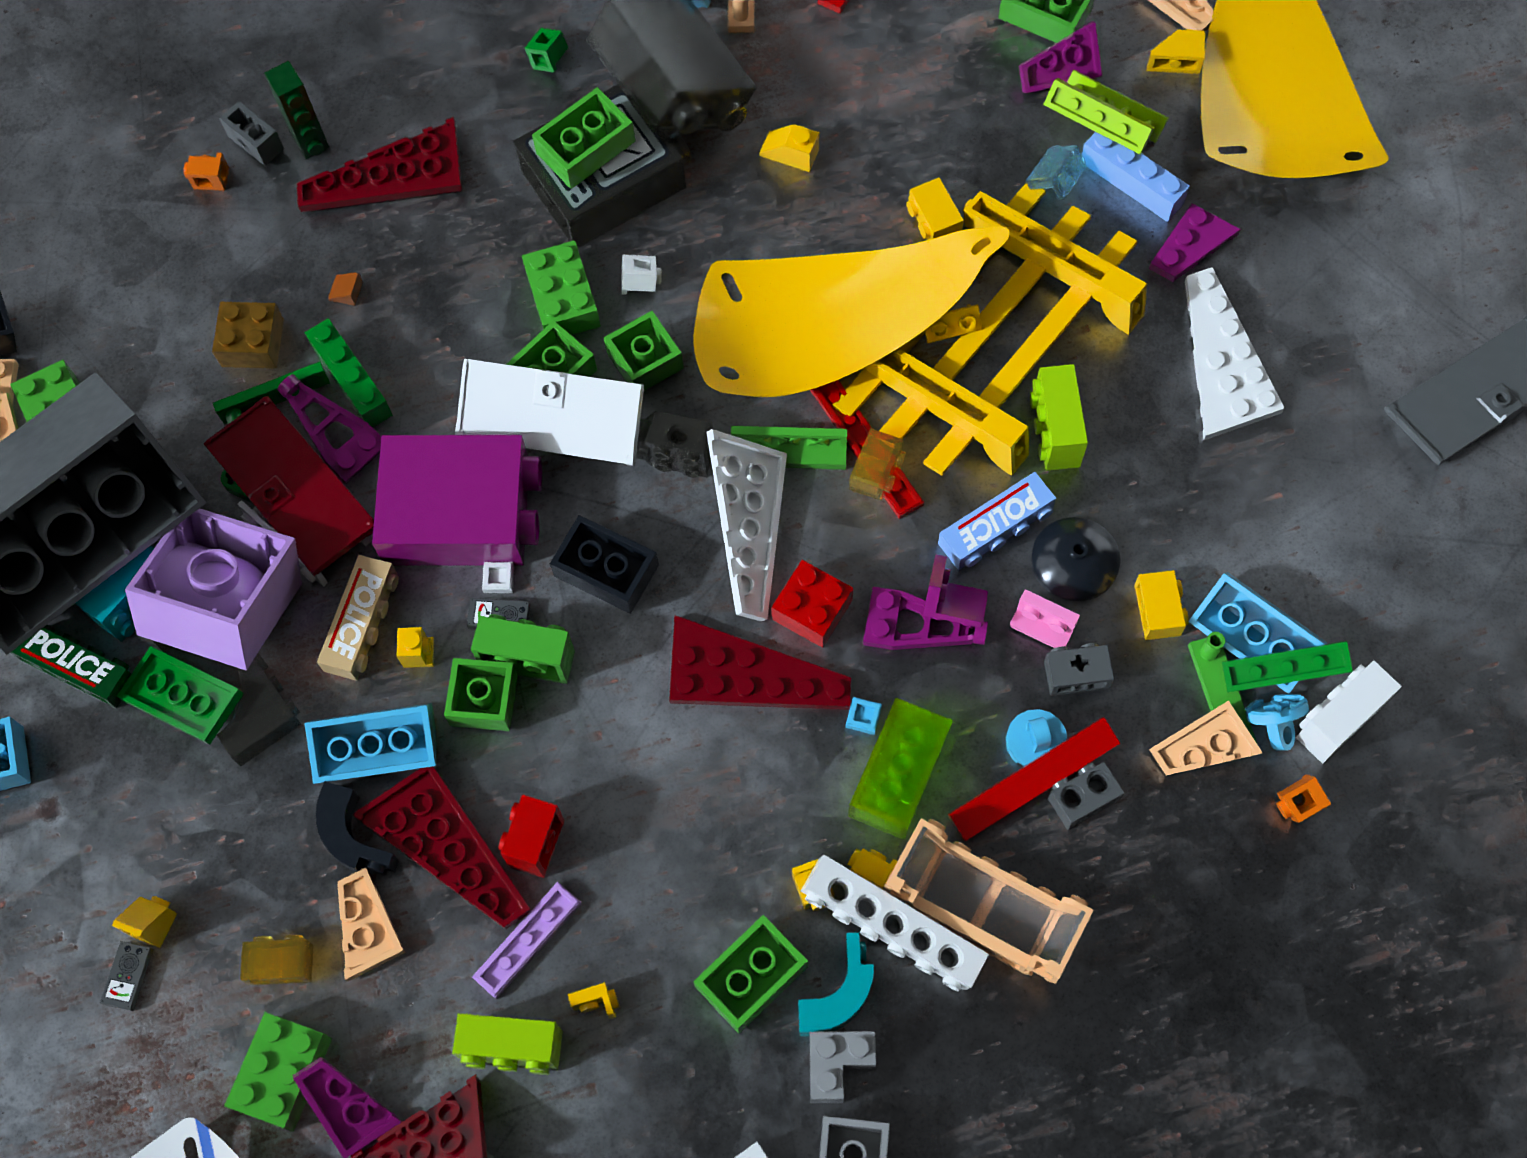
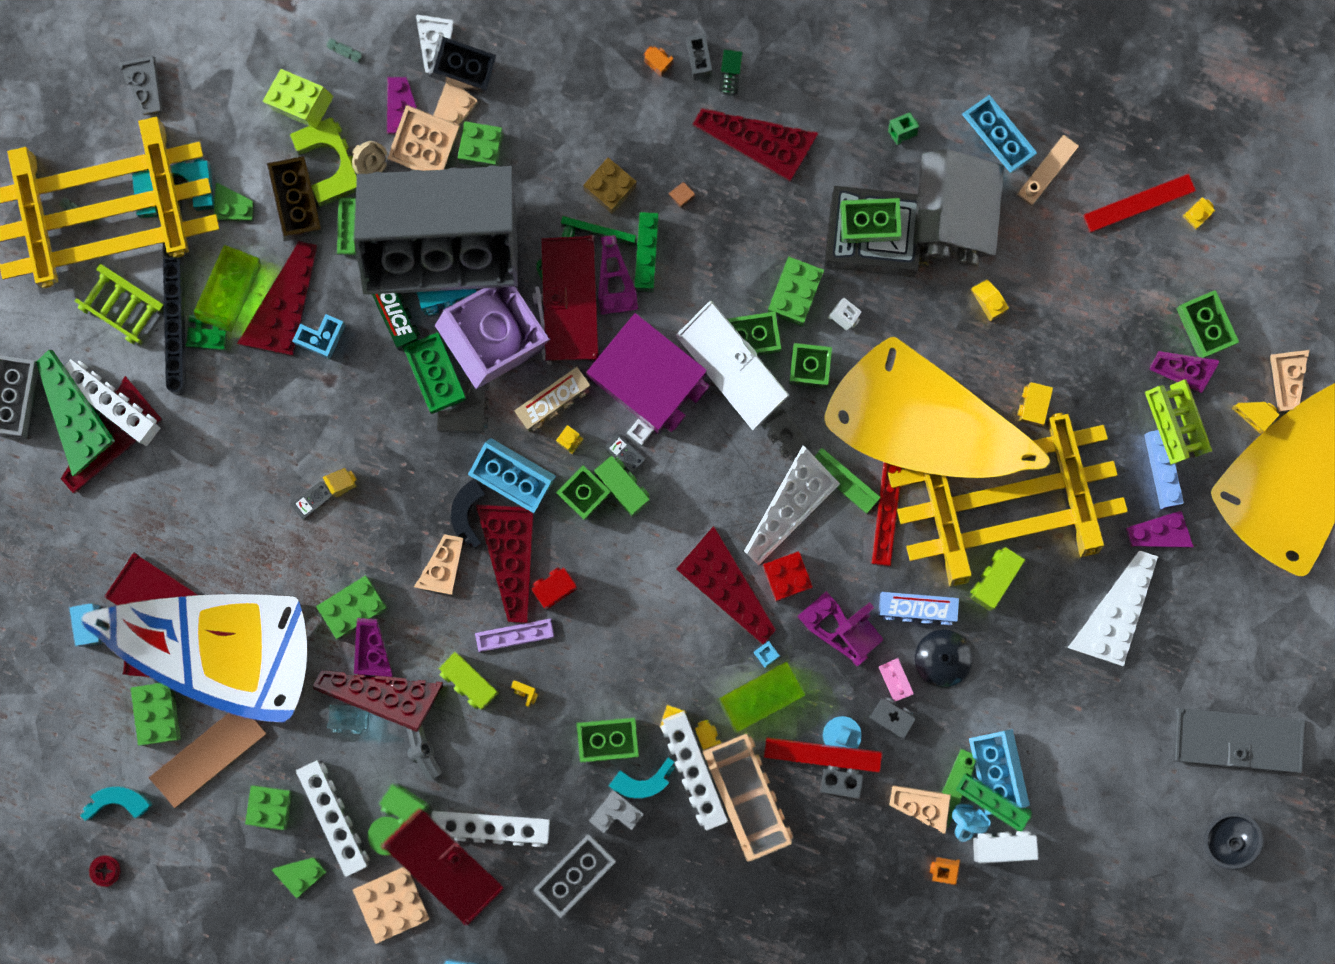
camera: 35 degrees right, 15 degrees up
(277, 960) = (387, 551): clear yellow brick -> none
(604, 564) = (698, 471): black brick -> none
(877, 464) = (880, 528): clear yellow brick -> none
(955, 323) = (994, 484): yellow hinge -> none
(1058, 170) = (1123, 433): clear light blue bracket -> none
(1161, 605) = (963, 718): yellow brick -> none

